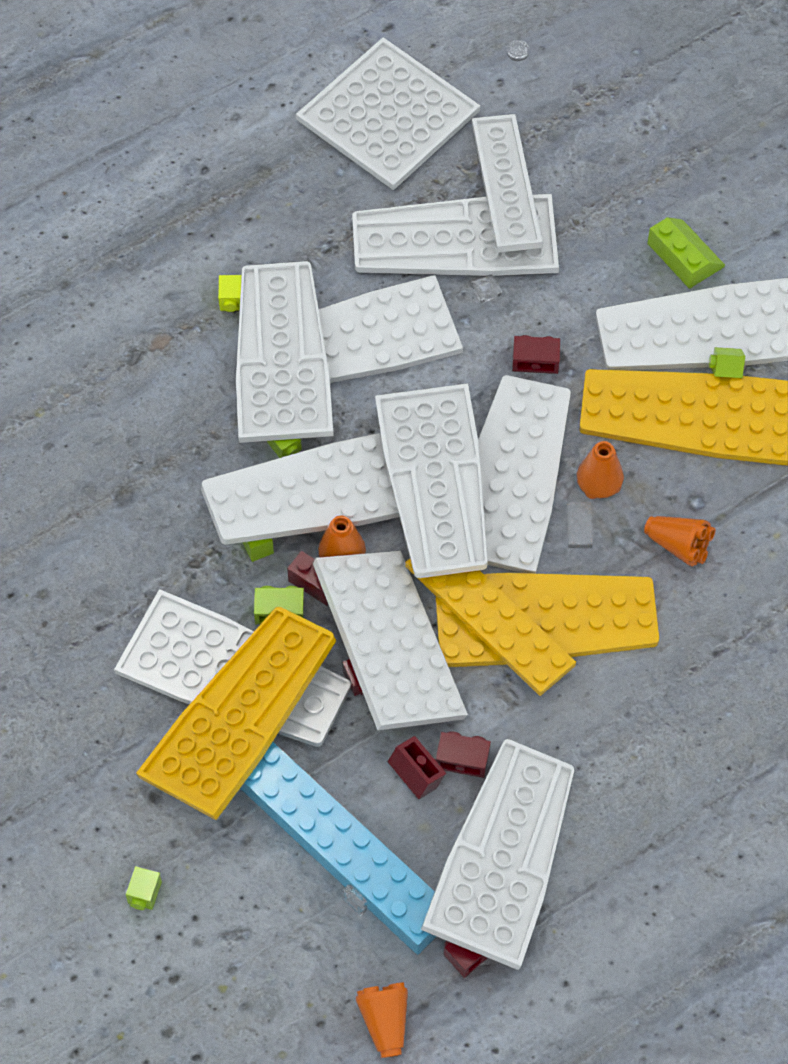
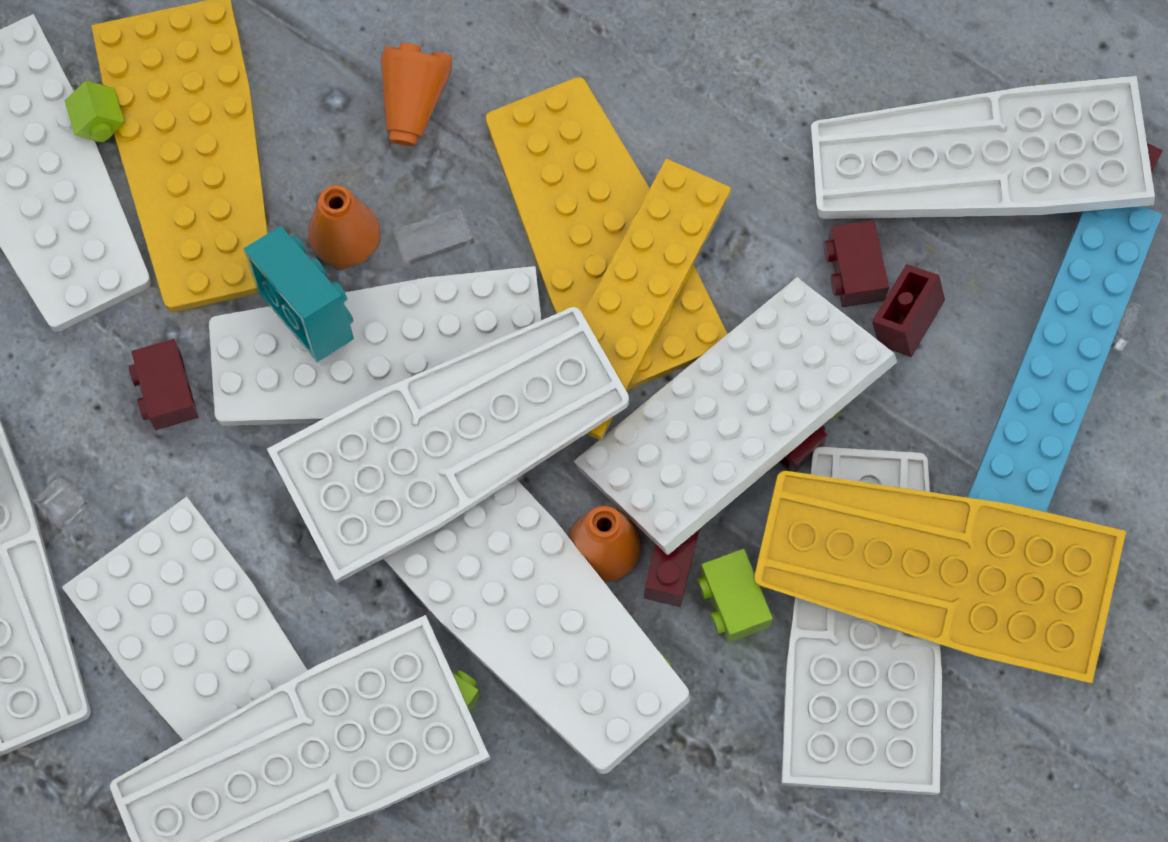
camera: 110 degrees left, 10 degrees up
(557, 425) = (300, 292): none -> teal brick

